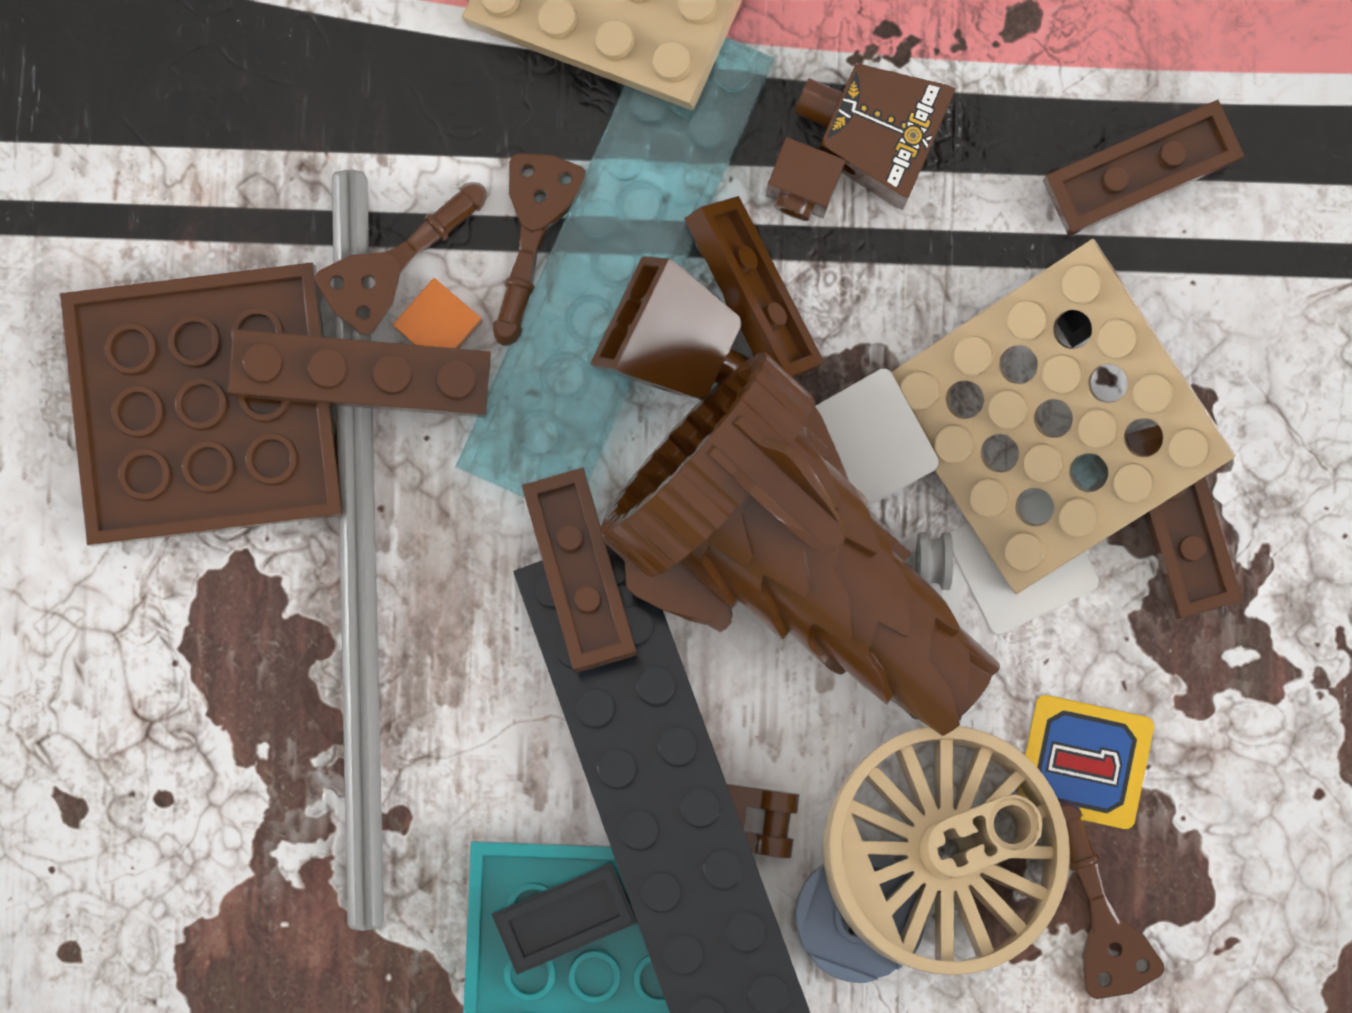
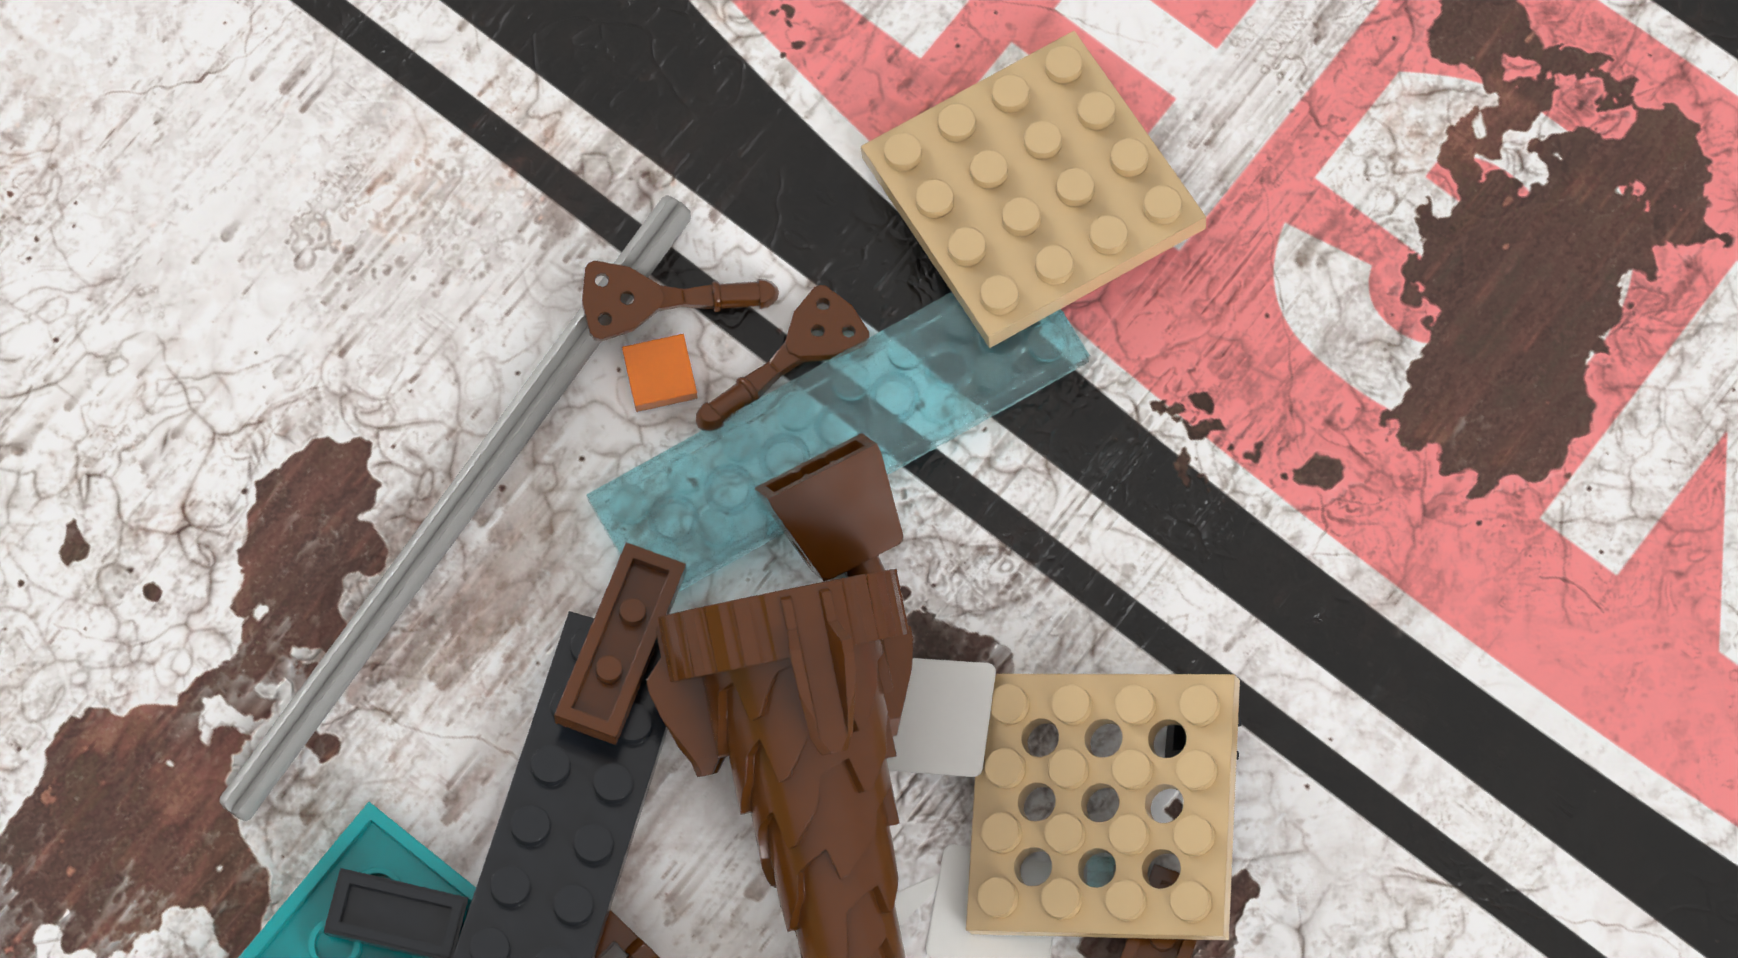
camera: 35 degrees right, 10 degrees down
(155, 418) = (422, 301): reddish brown plate -> none
(359, 373) = (565, 364): reddish brown plate -> none
(753, 285) = (935, 525): reddish brown plate -> none
(803, 180) = (1040, 469): reddish brown plate -> none
(878, 126) = (1133, 470): reddish brown torso -> none
(935, 559) = (919, 852): light grey bush -> none
(1143, 167) = (1330, 659): reddish brown plate -> none

